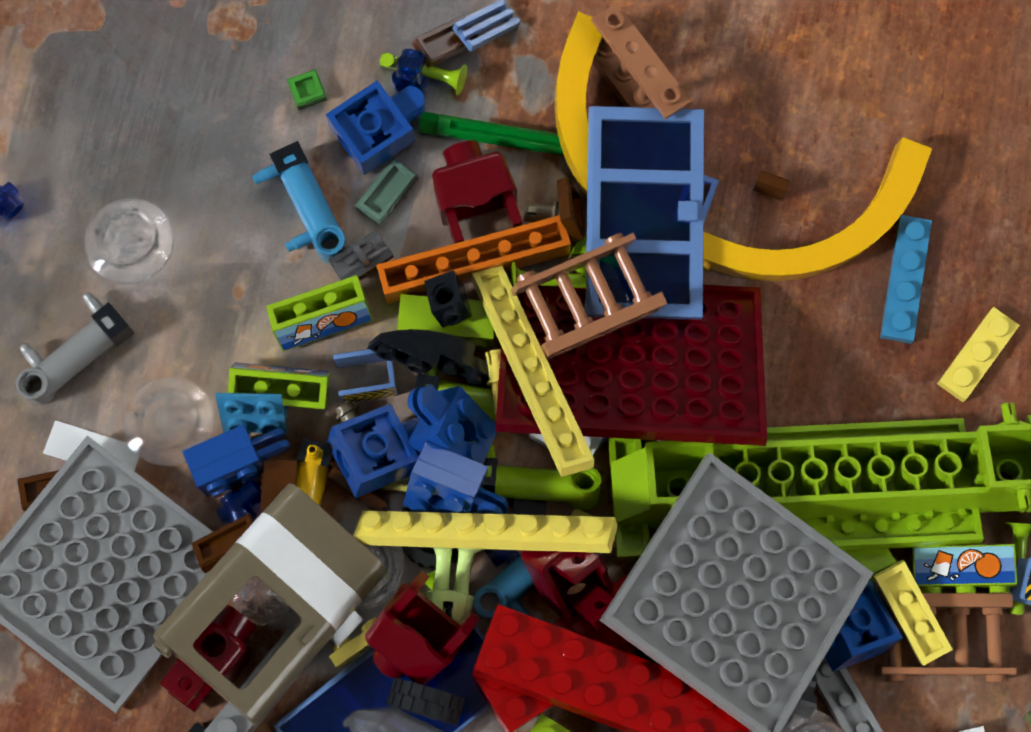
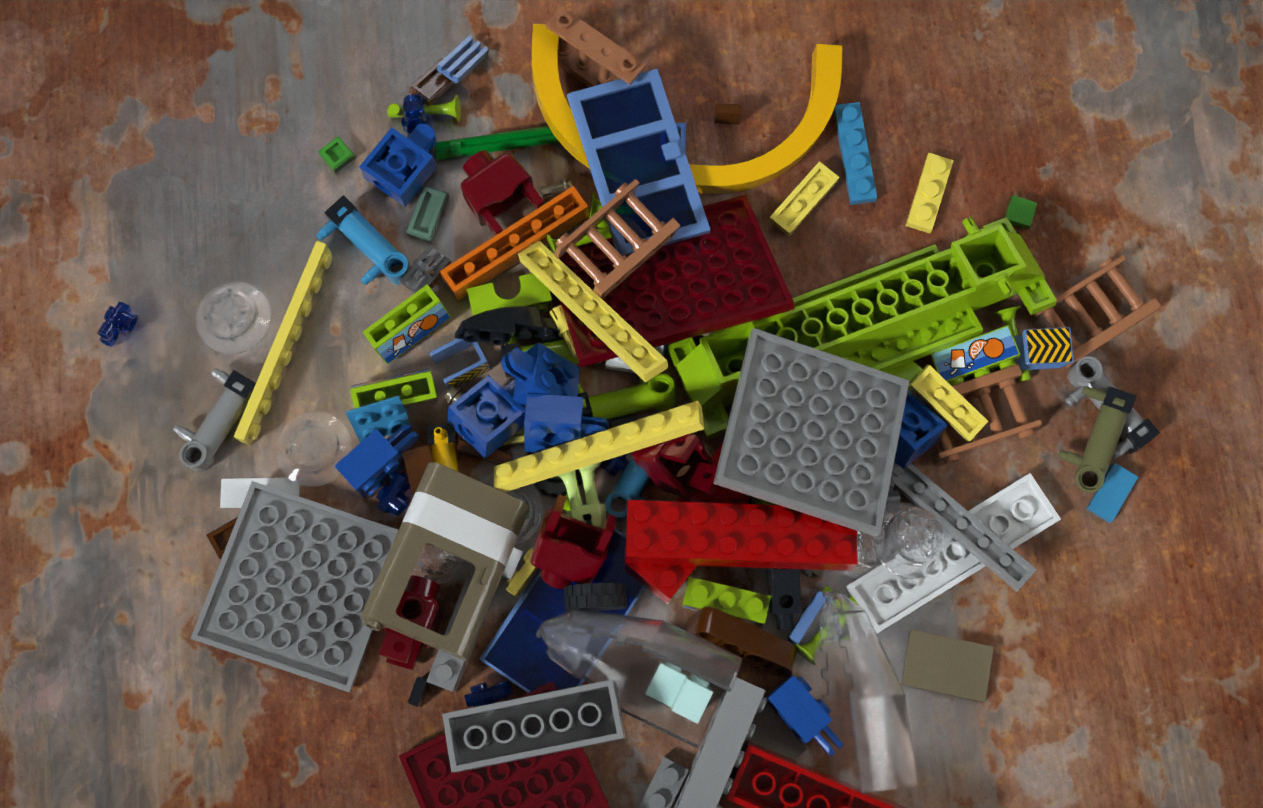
camera: 20 degrees left, 0 degrees up
(168, 296) = (281, 349): none -> light yellow plate
(216, 544) = (385, 532): reddish brown tile -> none
(447, 288) = (505, 279): black brick -> none
(570, 209) = (578, 180): reddish brown tile -> none
(827, 314) = (804, 199): none -> light yellow plate

